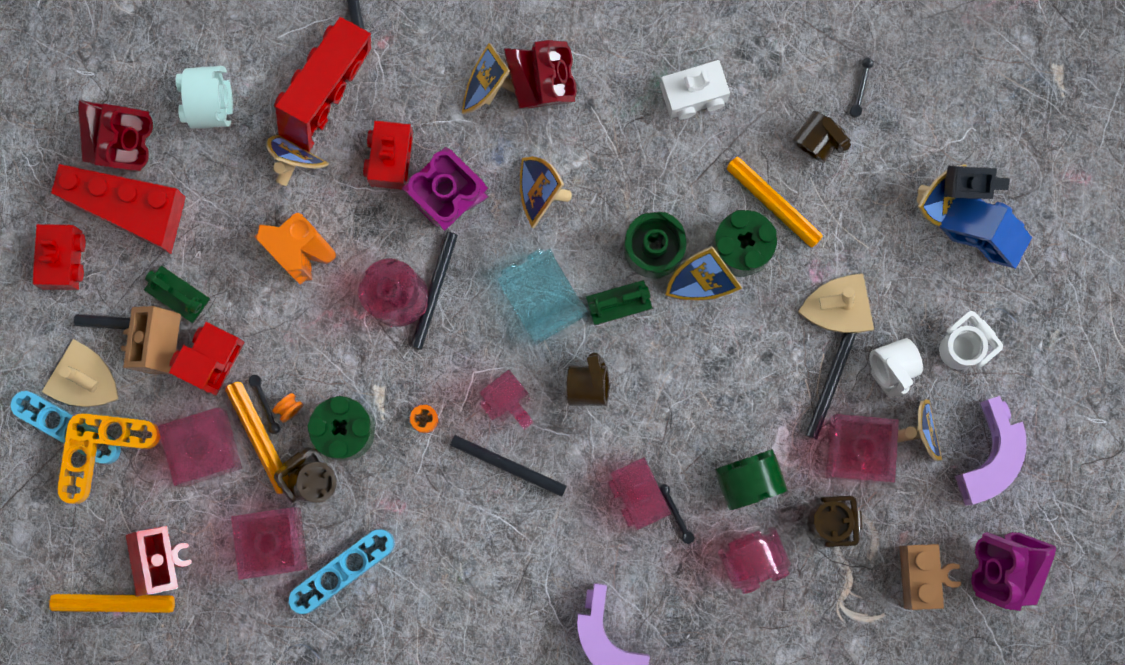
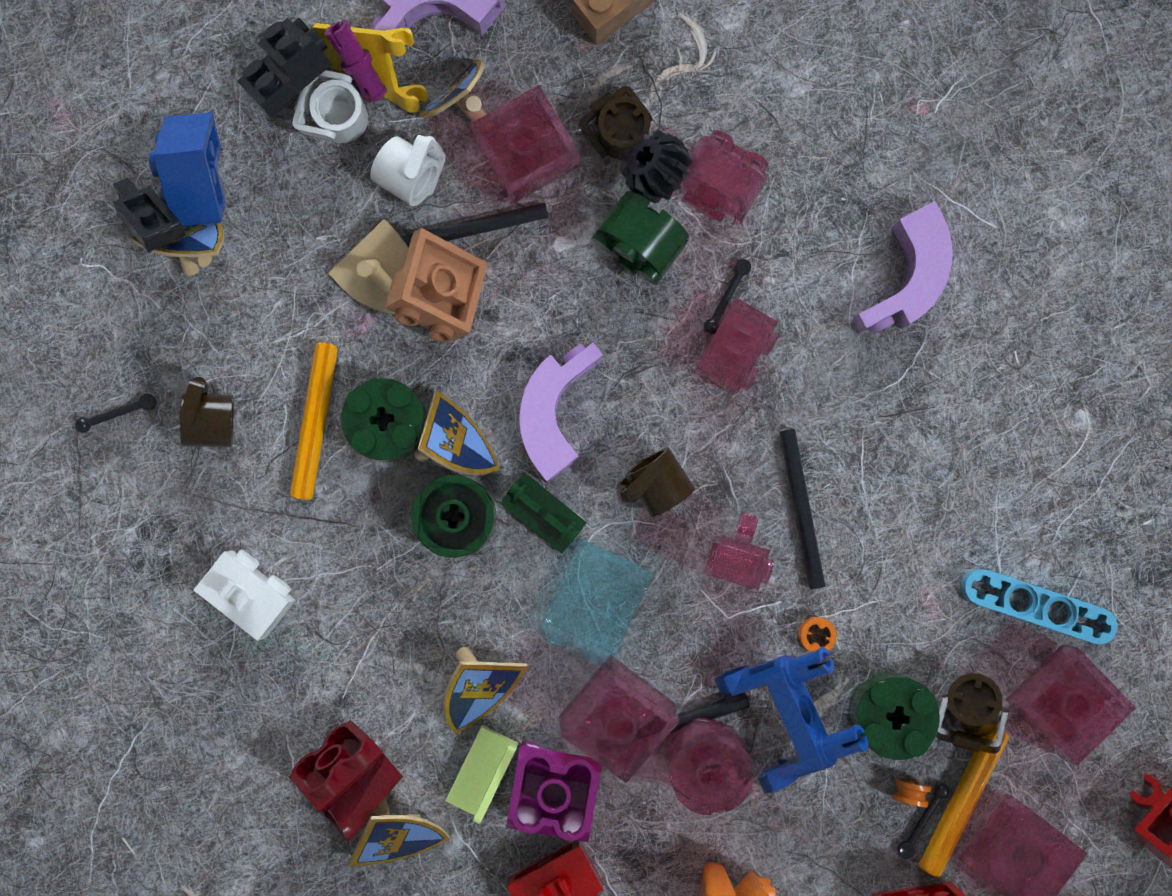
camera: 130 degrees left, 5 degrees up
(404, 372) = (813, 745): none -> blue connector
(461, 256) = (618, 719): none -> clear pink brick
(487, 158) = (482, 772): none -> yellowish green panel
(680, 338) = (538, 408): none -> lavender arch
(790, 519) = (657, 166): none -> black gear
(806, 331) = (437, 287): none -> nougat plate
(984, 389) = (380, 46): none -> yellow flag
(988, 378) = (356, 61): none -> magenta pin
(1013, 334) = (290, 64): none -> black plate

